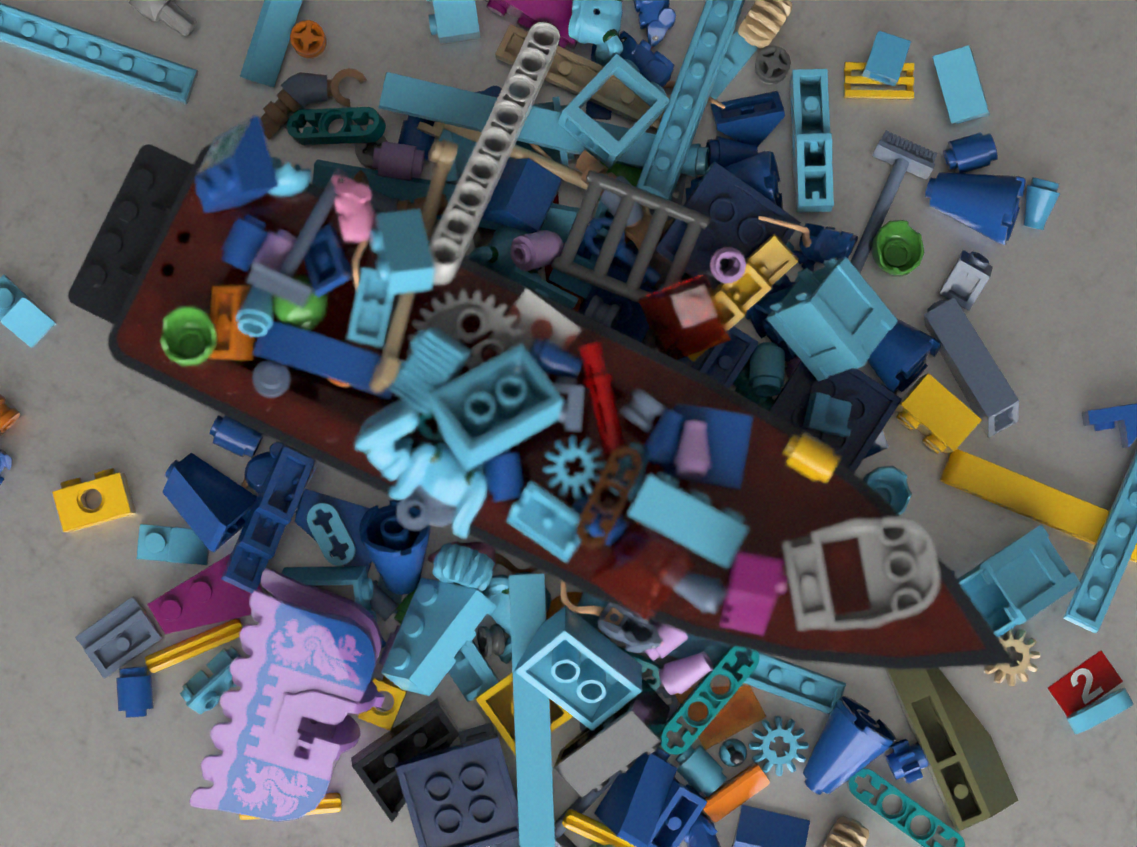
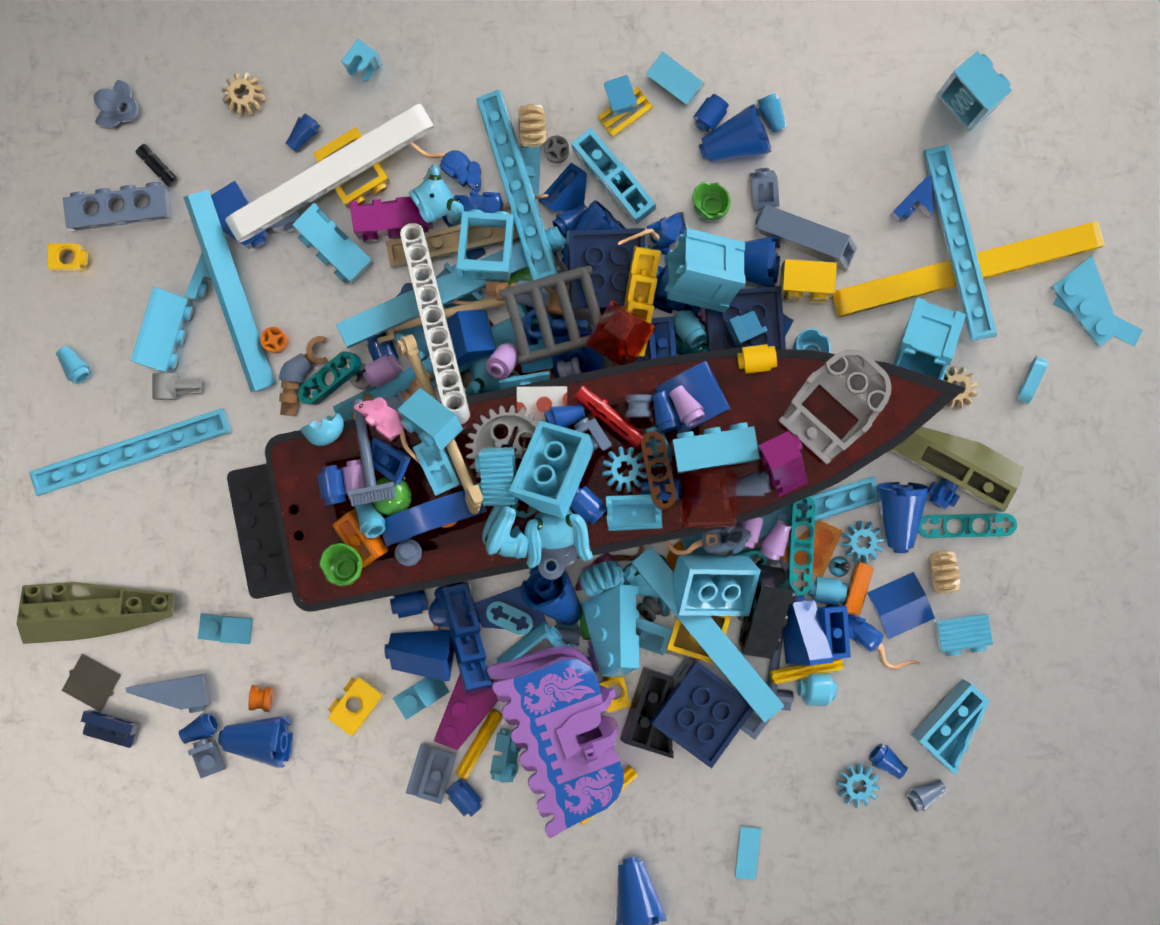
camera: 35 degrees left, 0 degrees up
(236, 168) = (294, 445): blue slope -> none
(735, 268) = (626, 281): lavender cone -> none
(904, 157) = (673, 145): sand blue piece -> none
(1085, 684) = (1011, 371): red sticker -> none

